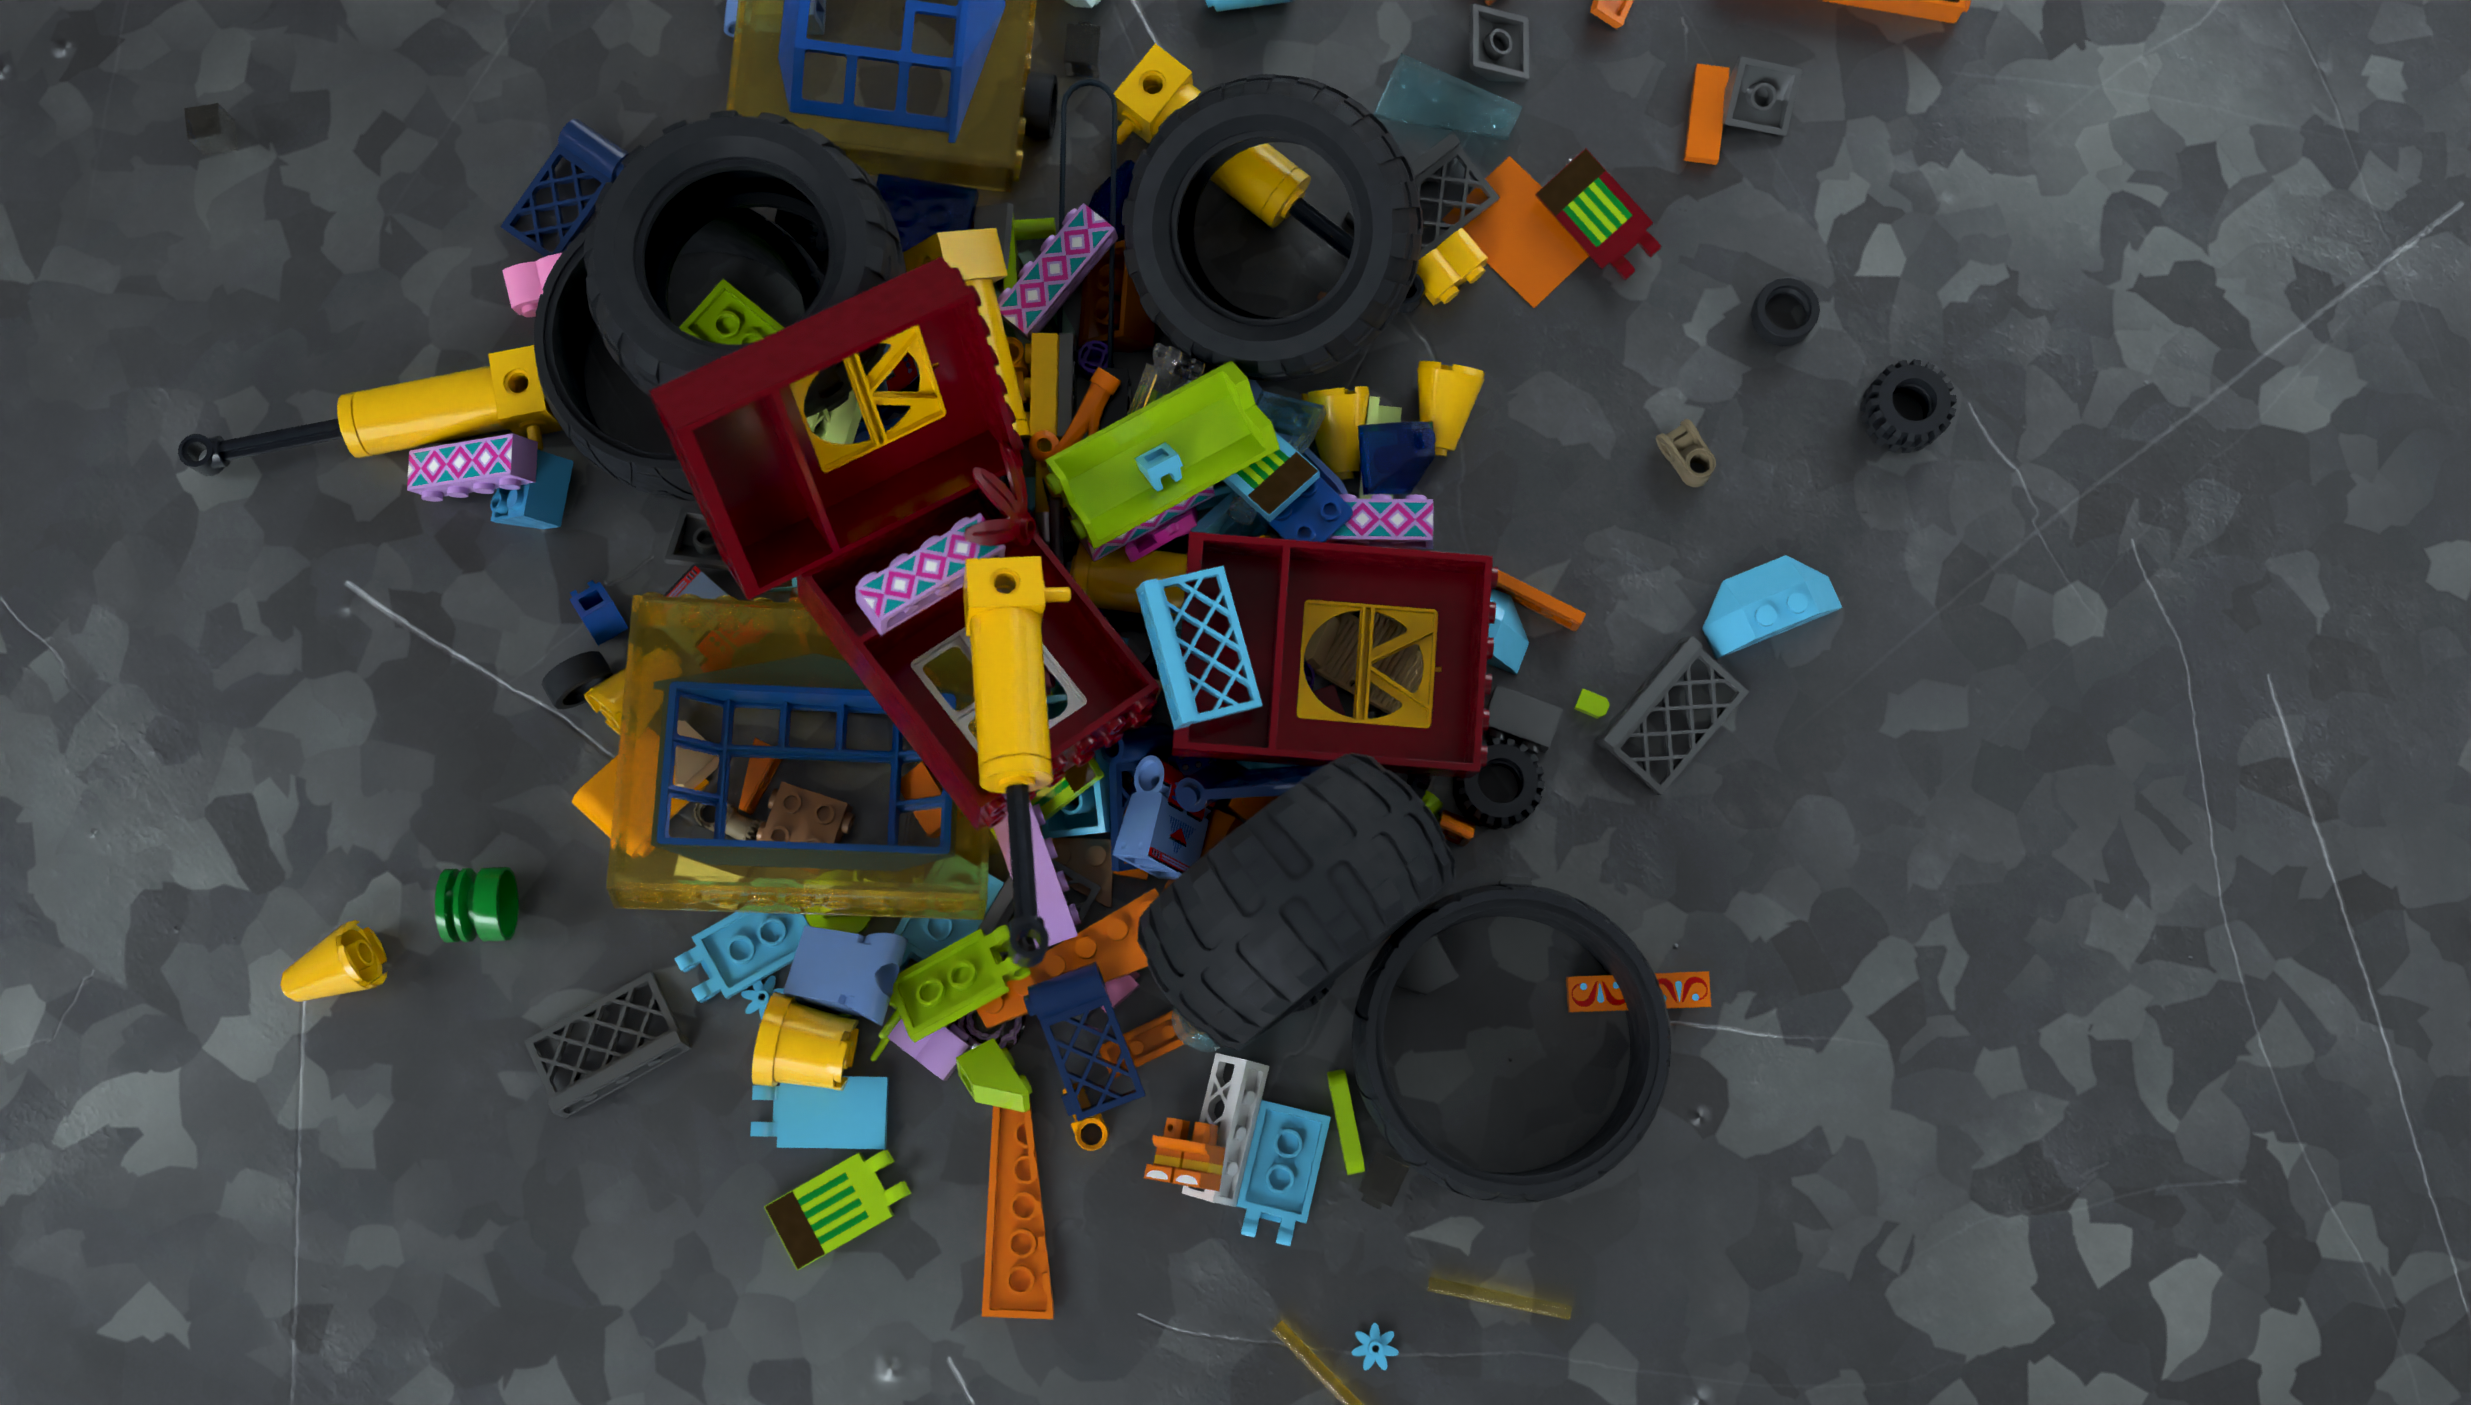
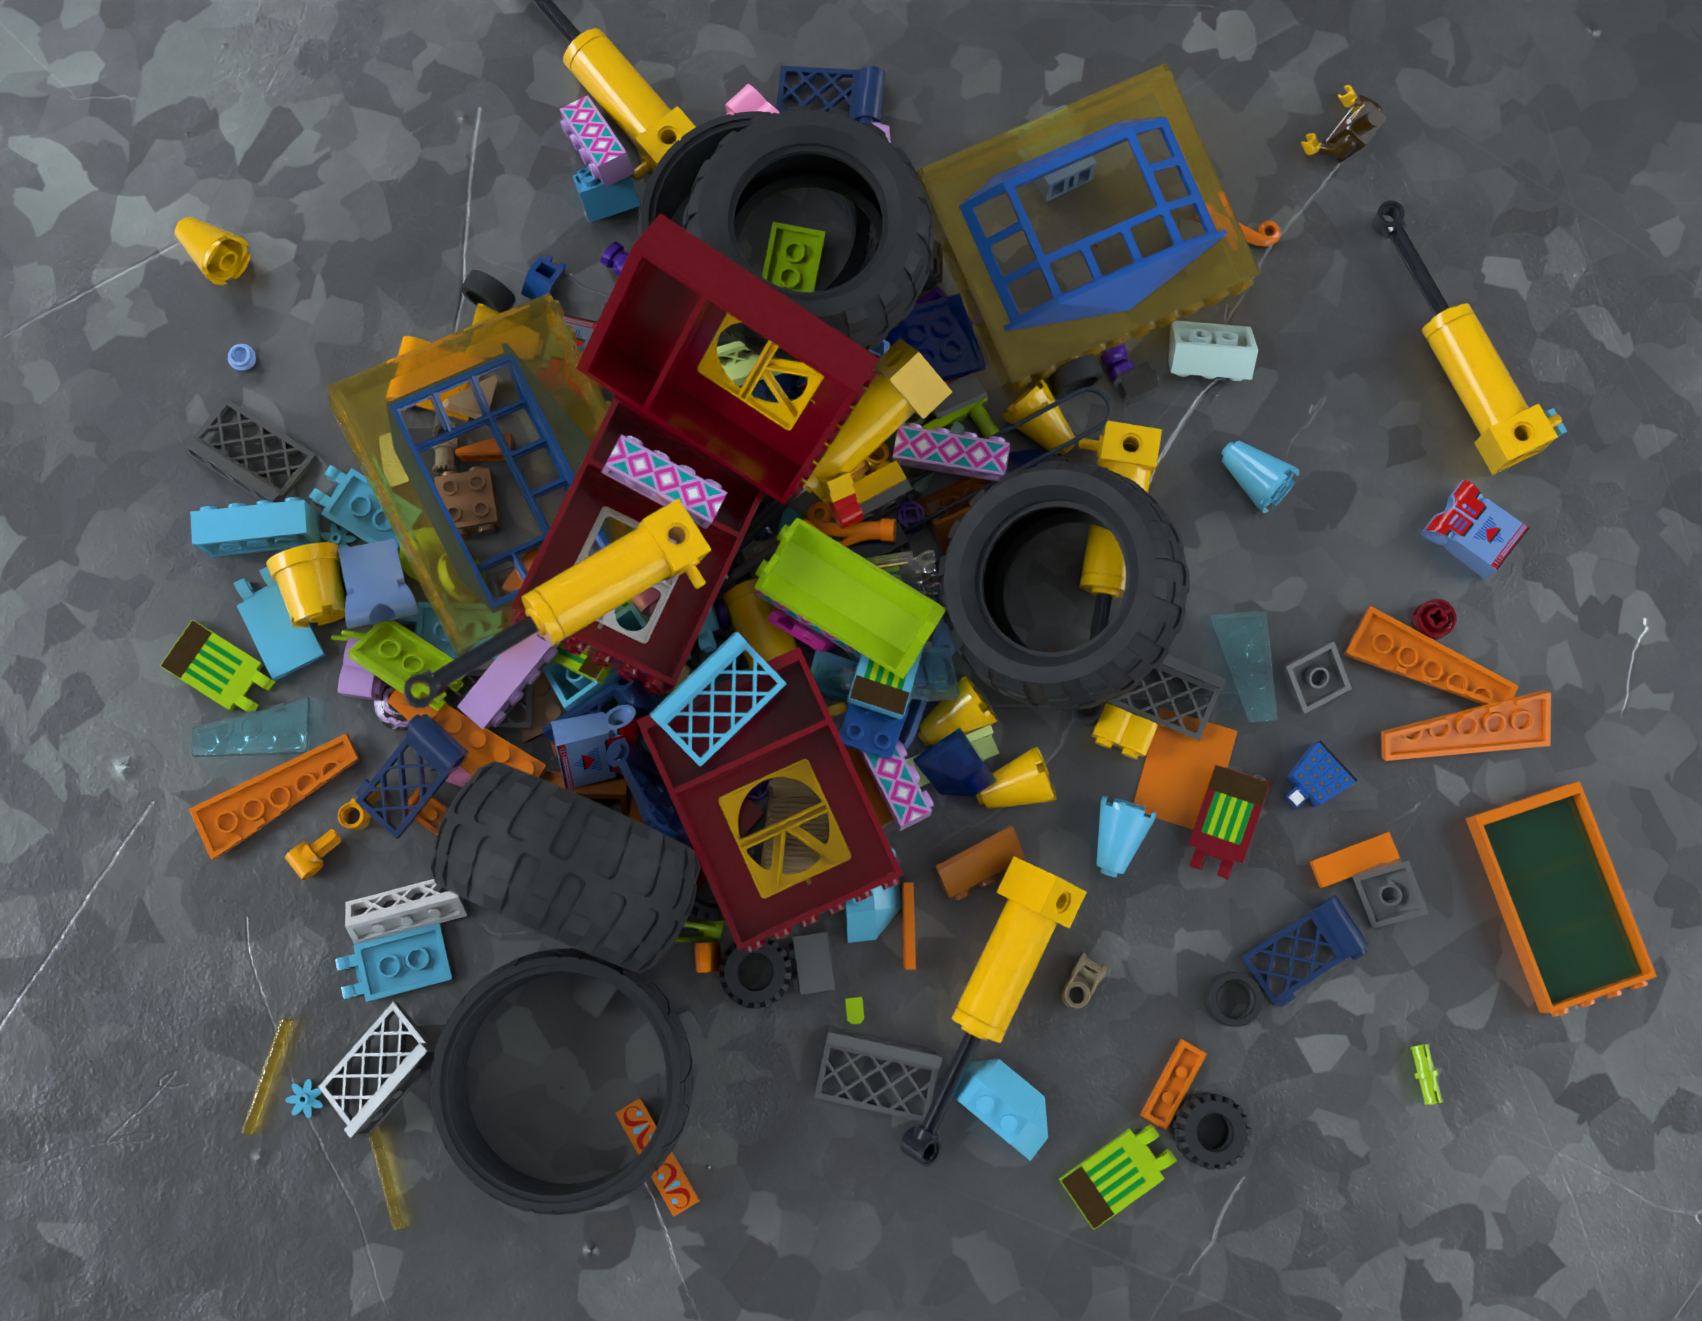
camera: 55 degrees right, 0 degrees up
(476, 904) = (298, 314): green wheel -> none
(486, 998) = (241, 357): none -> light blue plate
(622, 518) = (614, 257): none -> dark purple wheel
(701, 1077) = (255, 527): none -> medium azure brick
(941, 1185) = (265, 732): none -> clear light blue wing
(992, 1079) = (355, 724): lime slope -> none
(1018, 525) = (738, 523): dark red plant -> none
(1042, 56) = (1116, 361): none -> dark purple wheel
(1045, 408) = (842, 498): none -> leg
(1085, 166) = (1048, 428): none -> yellow cone
(1110, 1209) = (307, 858): none -> light orange axle
(1158, 463) = (841, 598): medium azure tile -> none
(1187, 1162) = (365, 891): orange hips -> none
(1345, 1122) = (453, 991): lime beam -> none
(1420, 1237) = (389, 1091): none -> fence
(1508, 489) = (978, 864): none -> dark orange slope
(1555, 328) = (1120, 834): none -> medium azure cone
(1589, 456) = (999, 982): none -> yellow piece
(1602, 100) = (1317, 777): none -> blue torso
(1776, 170) = (1337, 930): none -> dark blue piece
(1839, 420) = (1173, 1084): none -> orange tile
(1902, 527) = (1116, 1175): none -> tile
(1960, 165) = (1426, 1074): none -> lime pin

